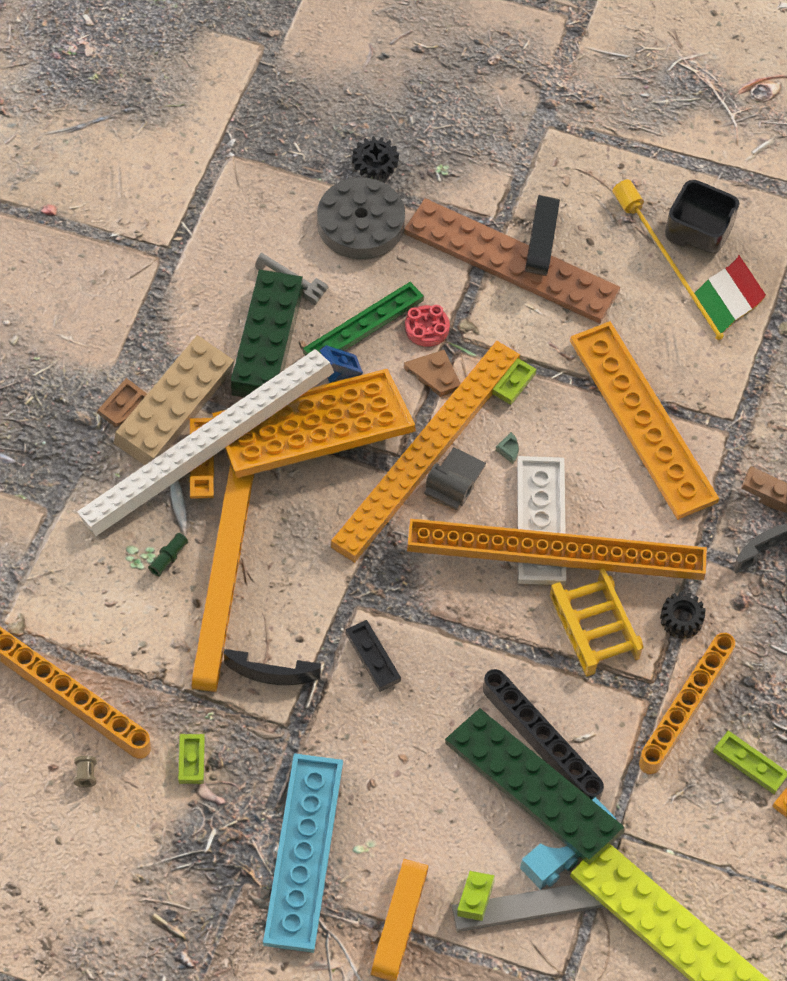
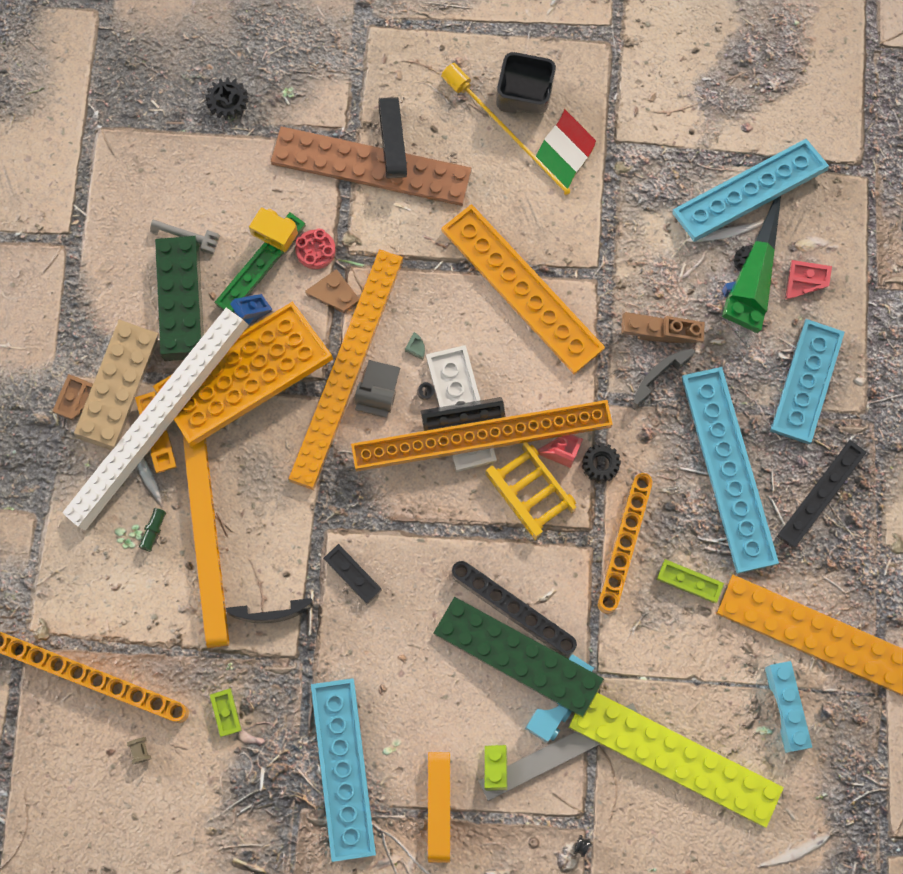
camera: 15 degrees left, 15 degrees up
(361, 218) = (226, 143): dark grey piece -> none
(388, 290) = (273, 229): none -> yellow brick
(512, 492) = (429, 391): none -> black hinge
(514, 381) = (404, 283): lime plate -> none
(541, 522) = (462, 413): none -> black slope
(643, 592) = (562, 449): none -> coral slope

